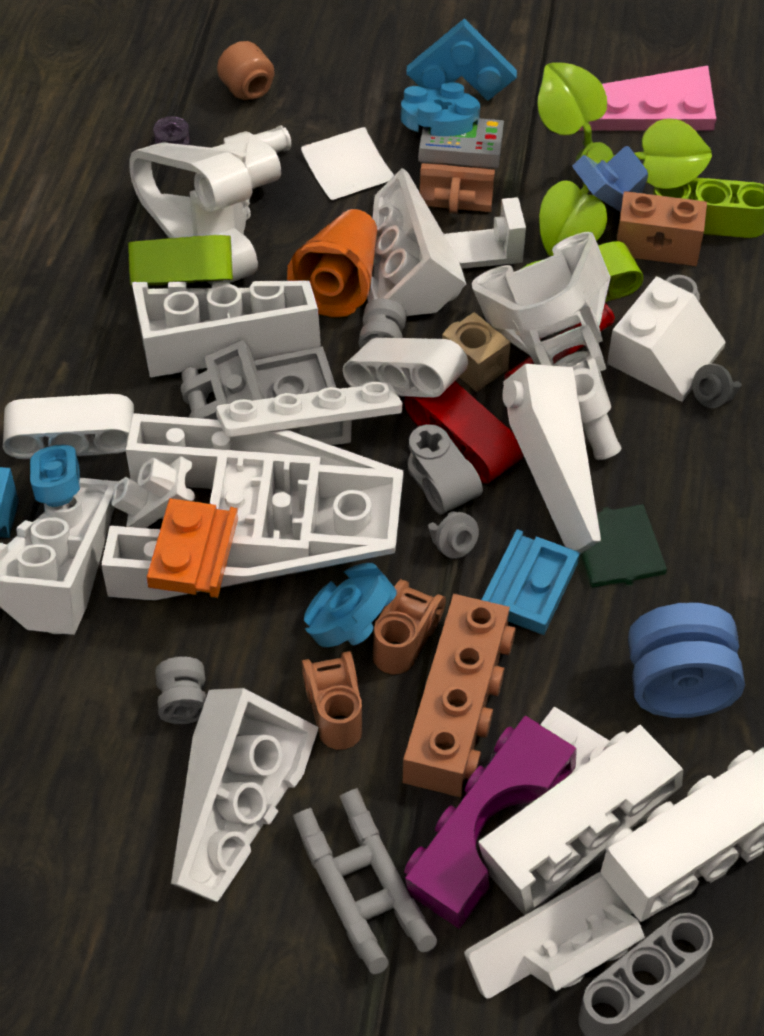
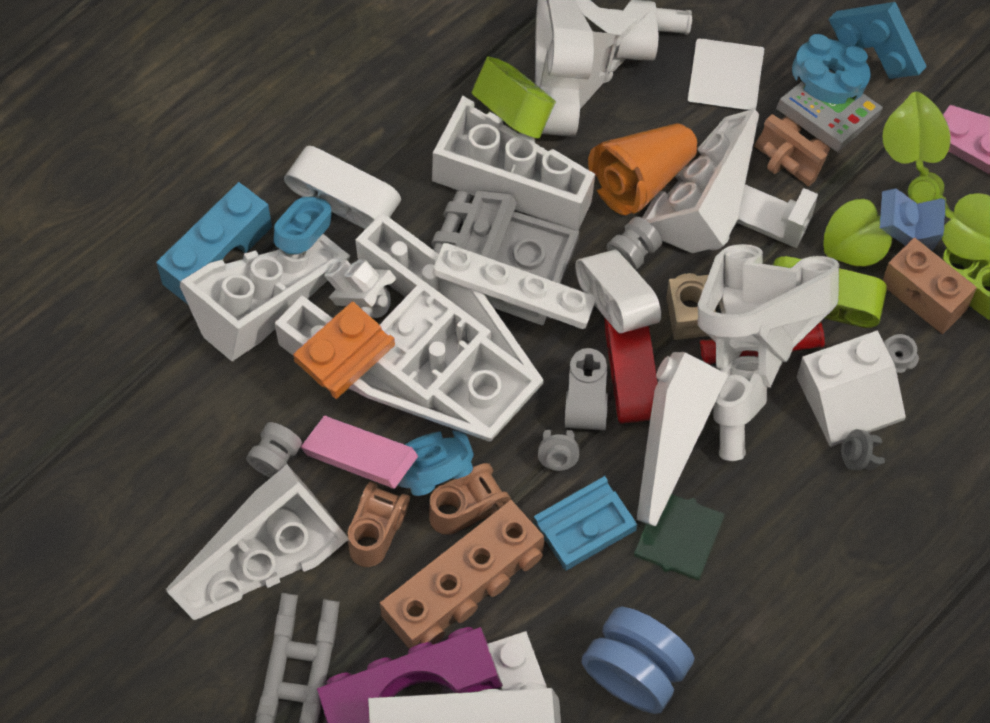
camera: 35 degrees right, 10 degrees up
(272, 637) = (359, 451): none -> bright pink tile

